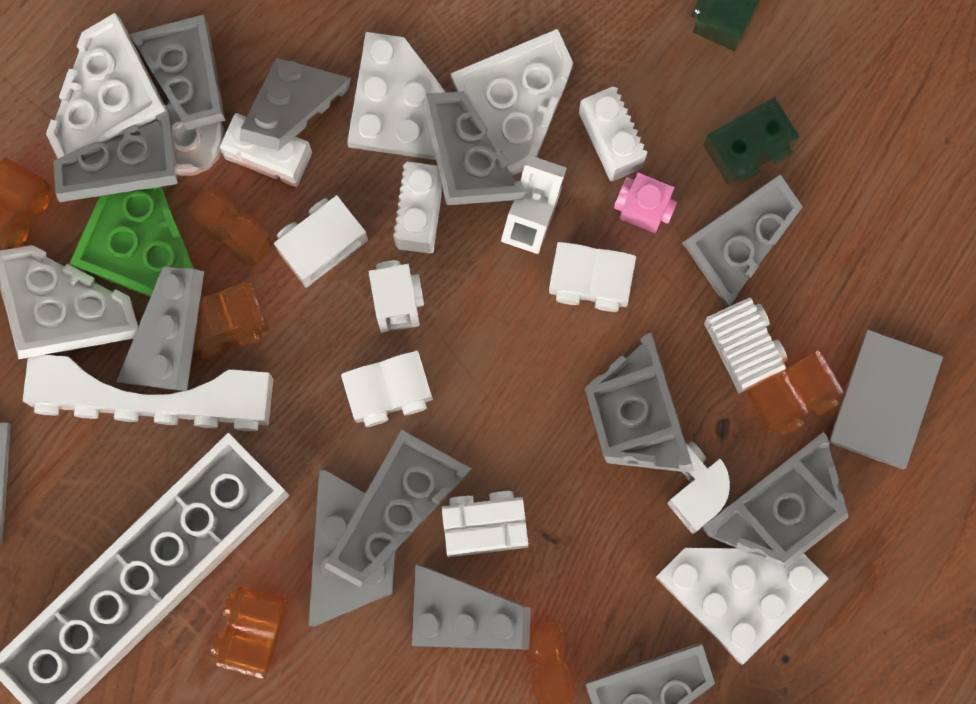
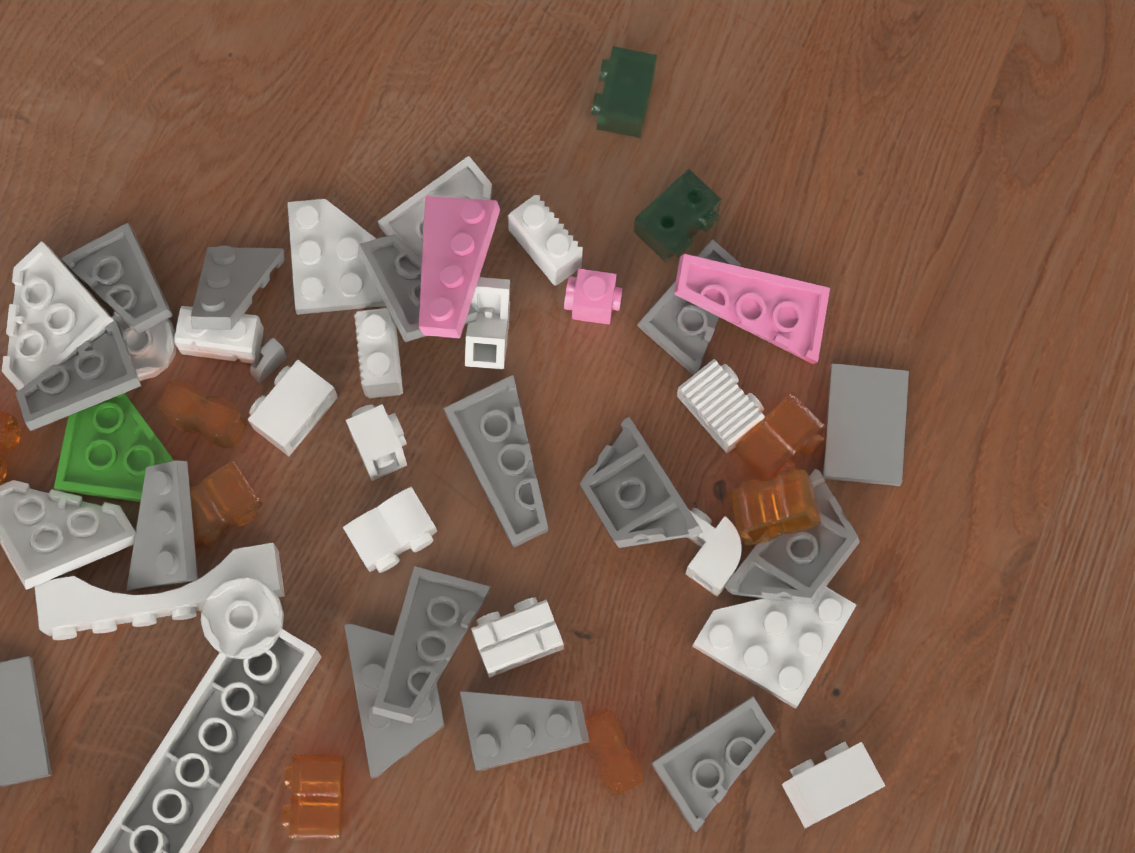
camera: 15 degrees left, 5 degrees down
(220, 441) = (242, 618): none -> white tile
(314, 184) = (273, 357): none -> light grey tile
(513, 337) = (498, 449): none -> light grey wing
(515, 130) = (452, 258): none -> bright pink wing
(592, 275) = (559, 377): white brick -> none
(773, 461) = (775, 507): none -> clear orange brick
(815, 254) = (762, 303): none -> bright pink wing

